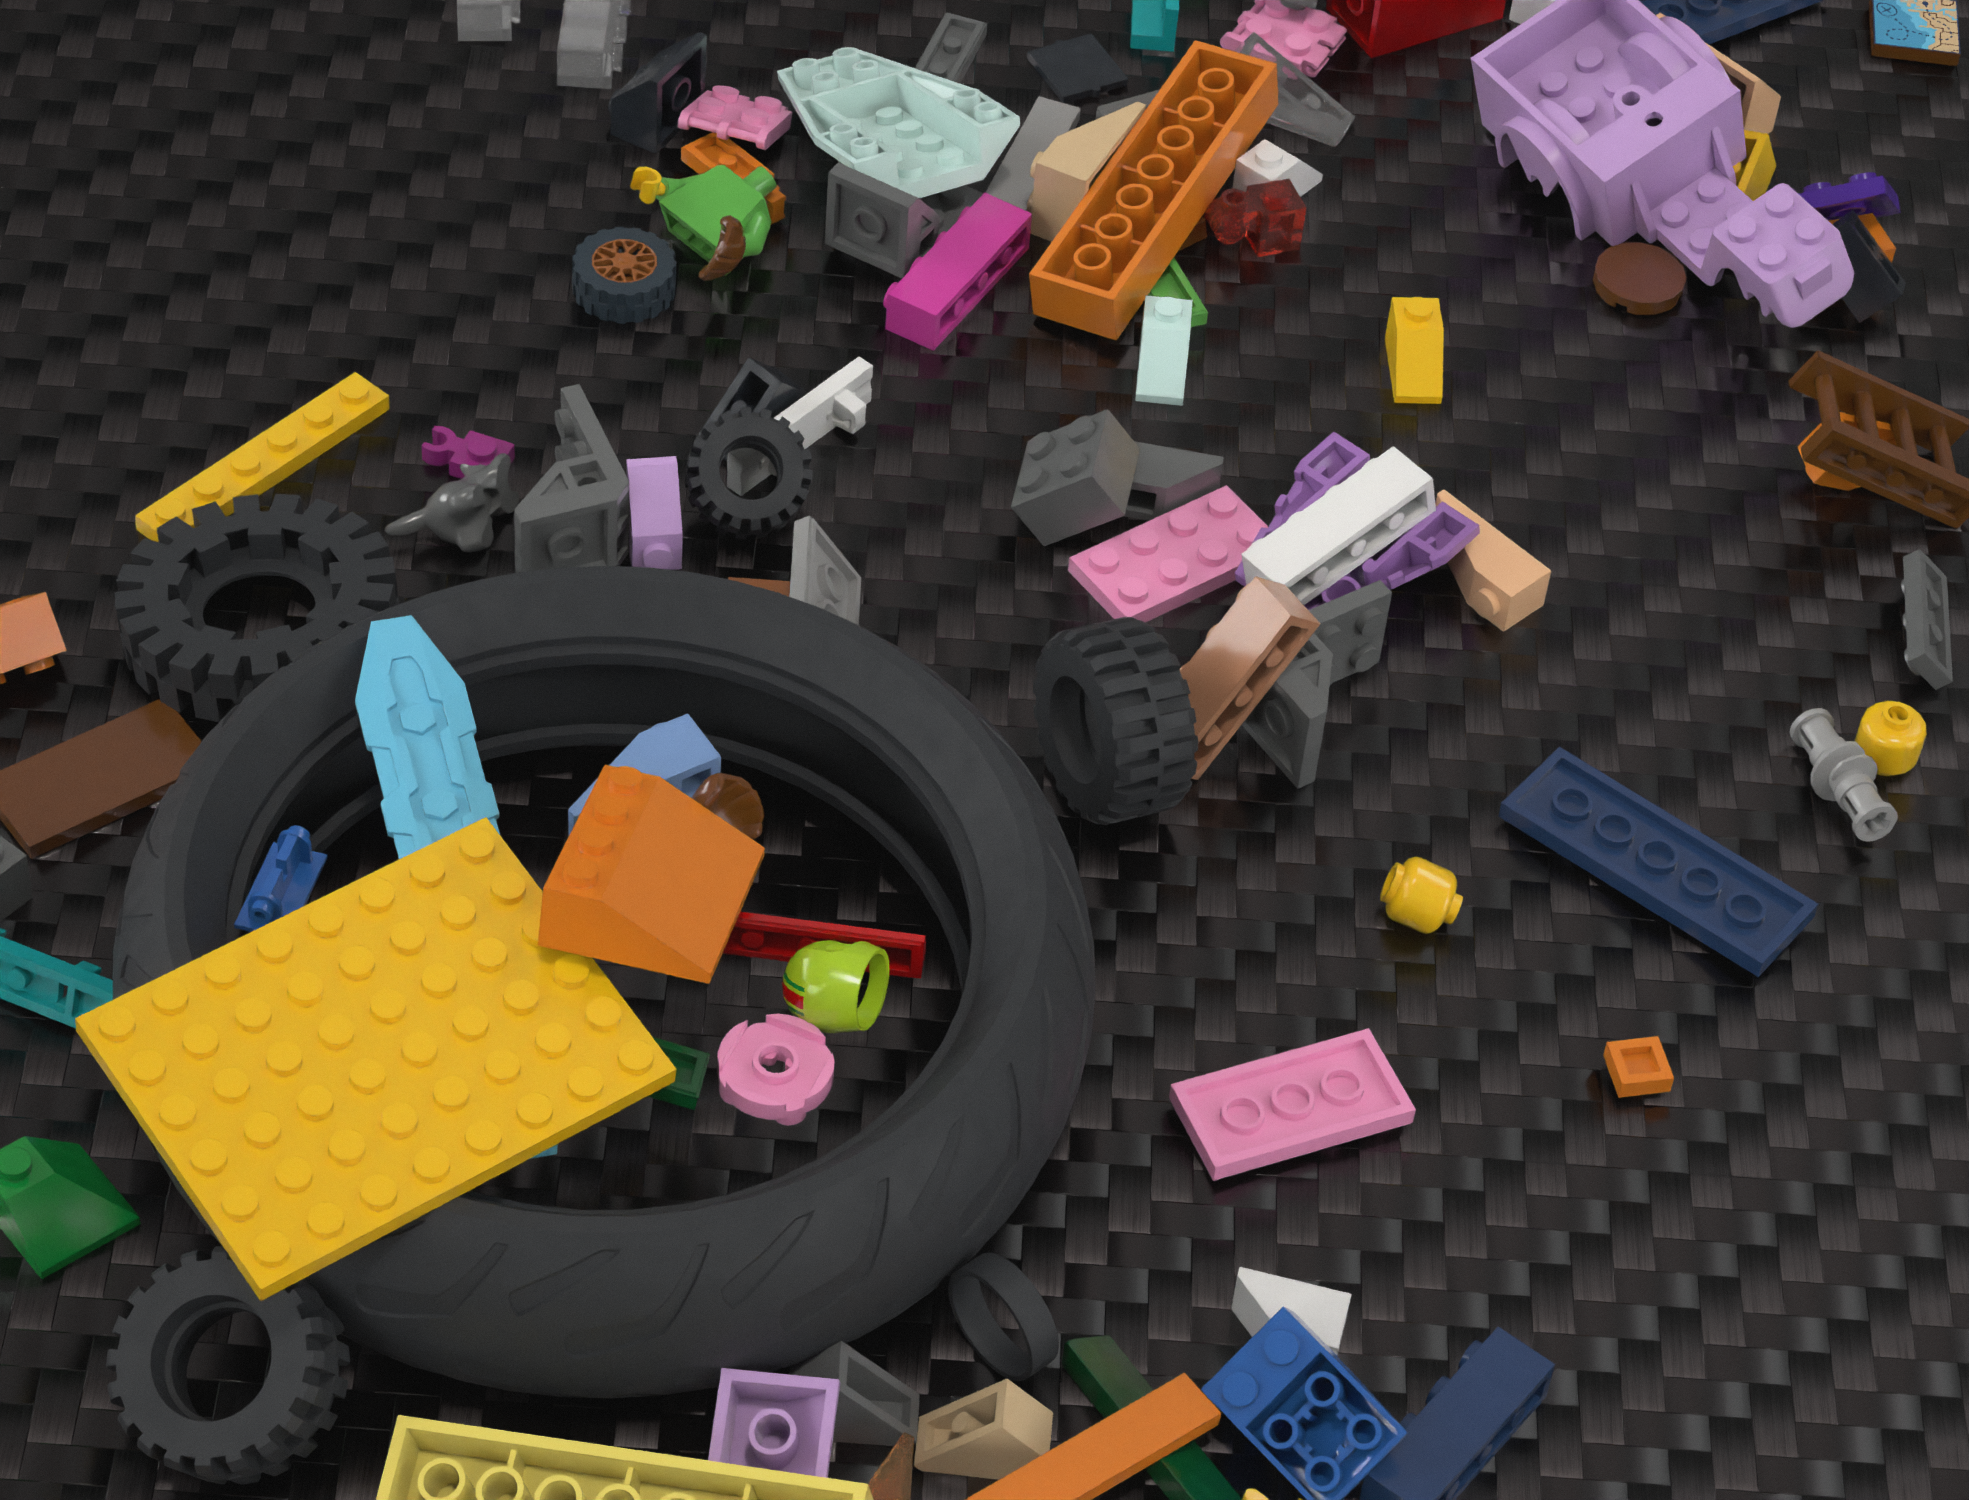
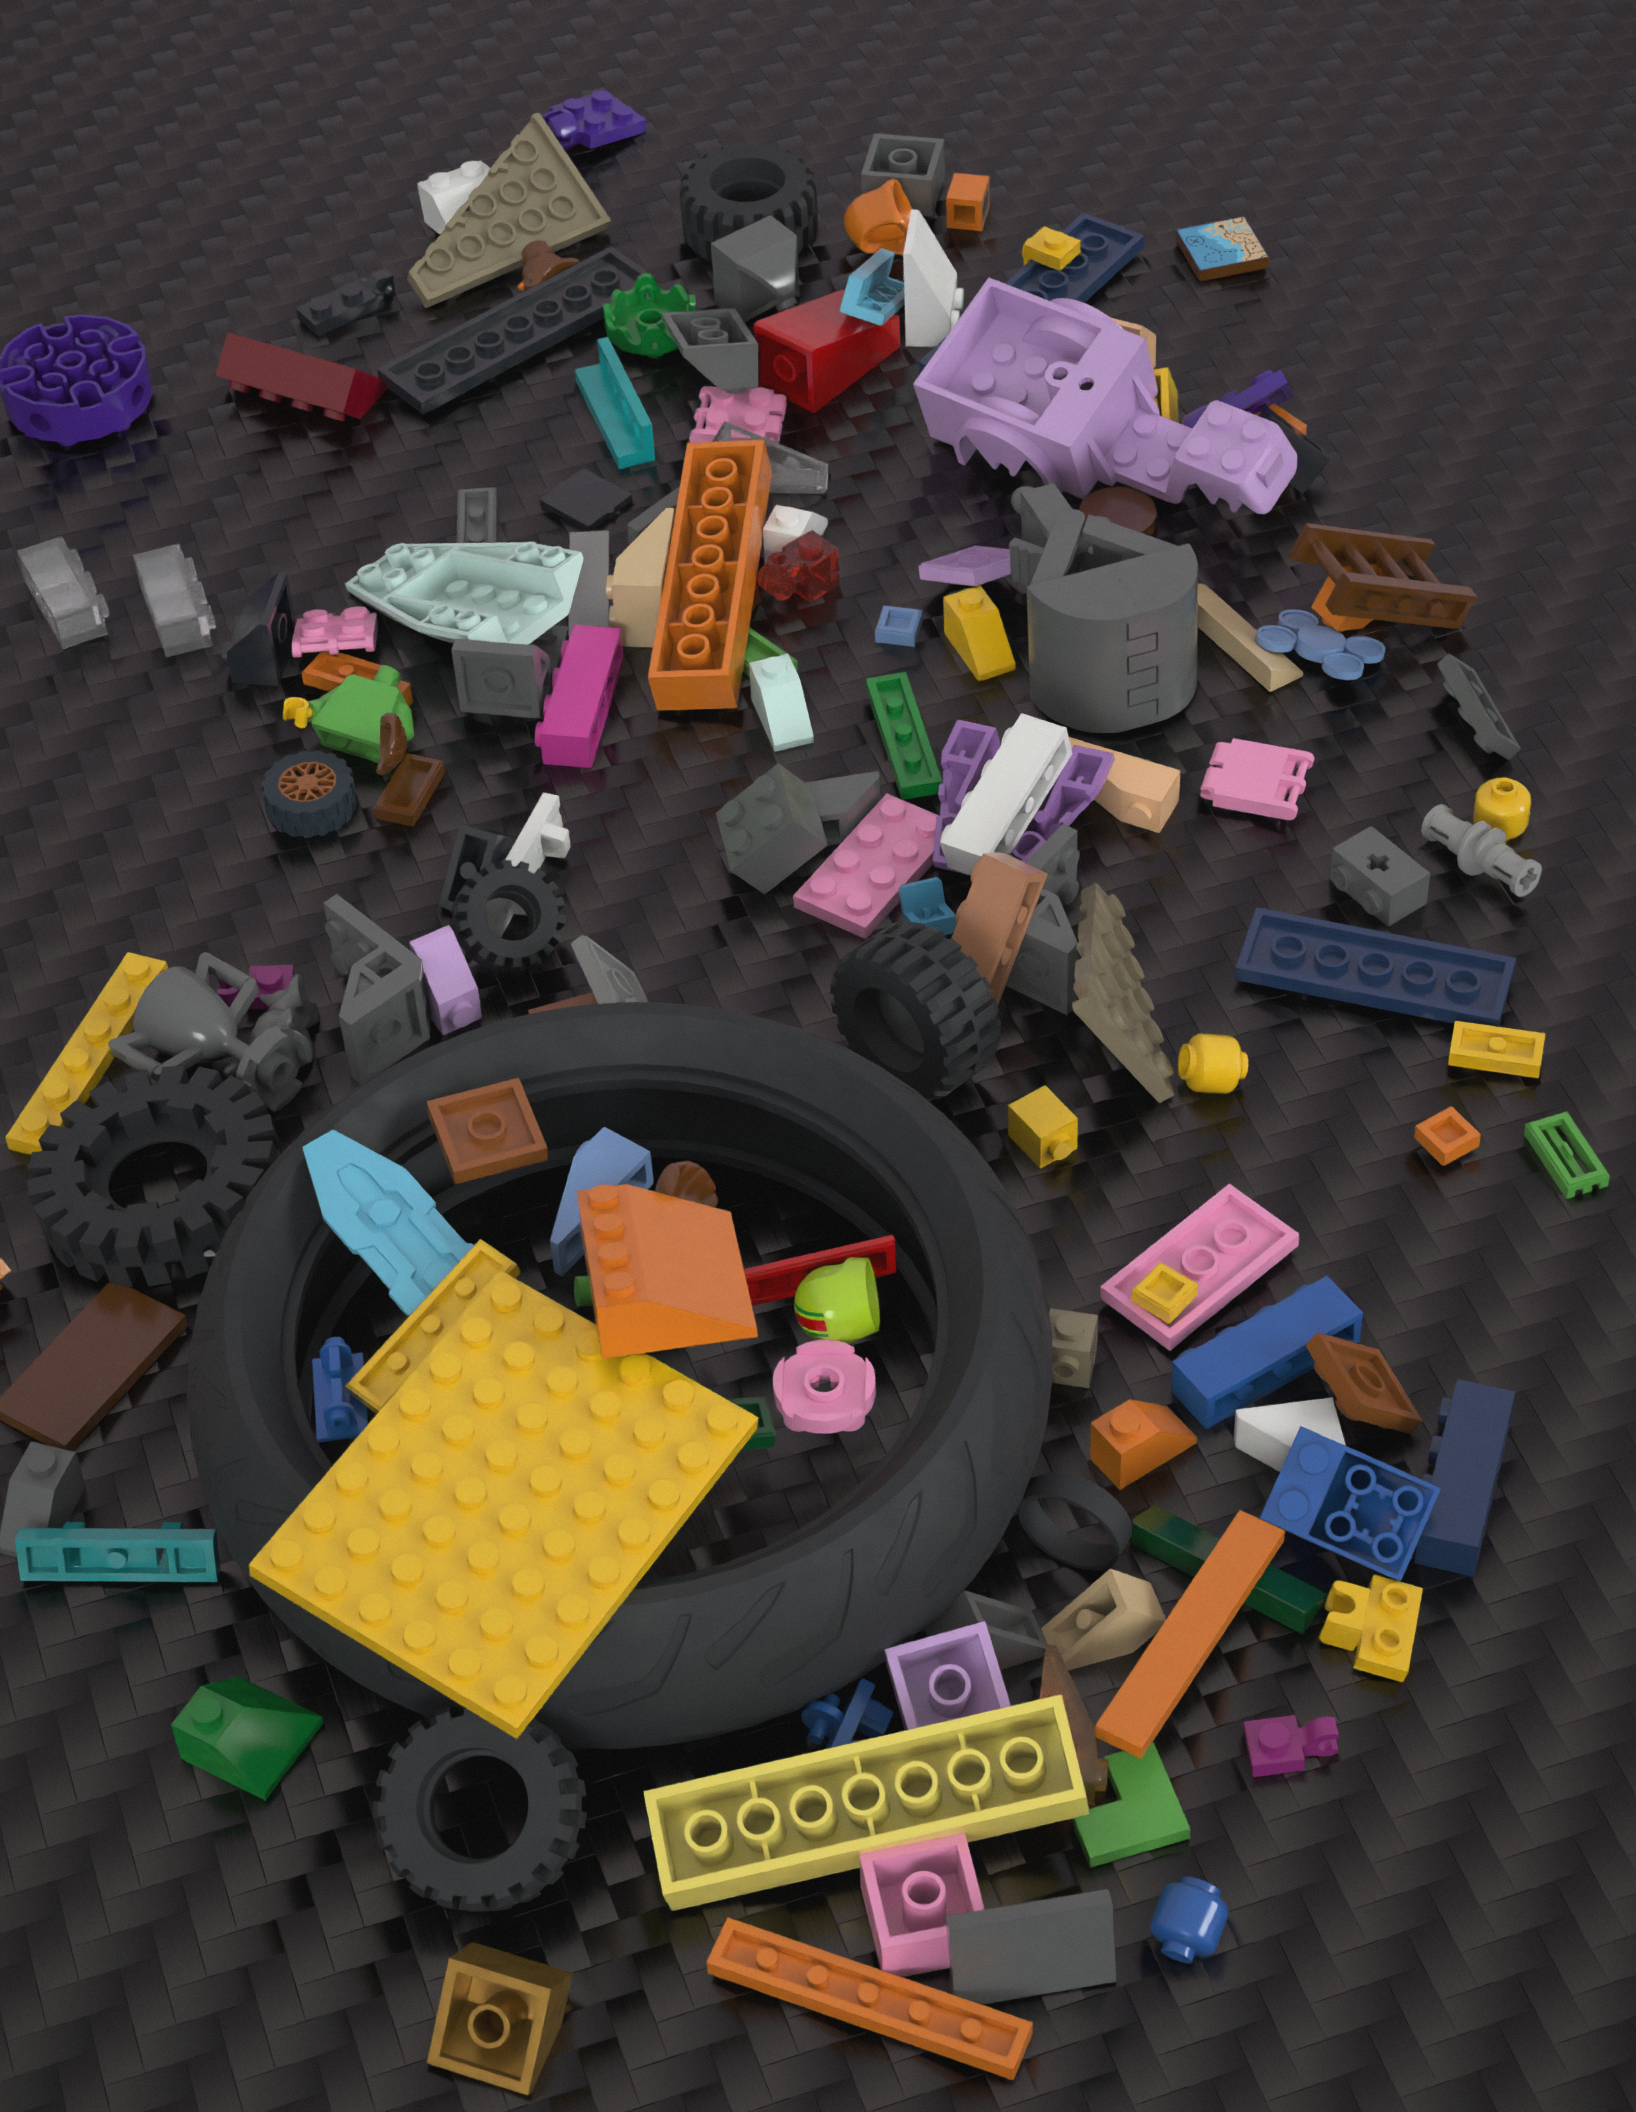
camera: 15 degrees left, 0 degrees up
(376, 468) = (194, 1025): none -> dark grey piece
(404, 840) = (427, 1325): none -> yellow tile
(572, 675) = (487, 1130): none -> dark orange plate
(677, 1428) = (859, 1714): none -> blue hips
(731, 307) = (409, 789): none -> reddish brown tile
(1102, 1136) = (1073, 1346): none -> dark tan brick
(1125, 1259) = (1136, 1440): none -> orange slope
(1196, 614) = (925, 904): none -> dark azure bracket
(1201, 894) = (1042, 1127): none -> yellow brick
(1233, 1116) = (1164, 1292): none -> yellow tile
(1277, 429) = (903, 735): none -> green plate
(1313, 1220) = (1262, 1352): none -> blue brick
(1338, 314) = (898, 626): none -> medium blue tile
(1342, 781) = (1112, 994): none -> dark tan wing
(1396, 1292) = (1363, 1383): none -> dark orange plate
(1448, 276) = (968, 566): none -> lavender plate
(1517, 351) = (1107, 641): none -> dark grey piece
(1637, 609) = (1256, 778): none -> bright pink plate
(1700, 449) = (1238, 641): none -> tan slope
(1714, 762) = (1379, 876): none -> dark grey brick
(1744, 994) = (1496, 1049): none -> yellow plate
(1764, 1168) = (1554, 1150): none -> bright green tile
(1788, 491) = (1320, 644): none -> medium blue piece

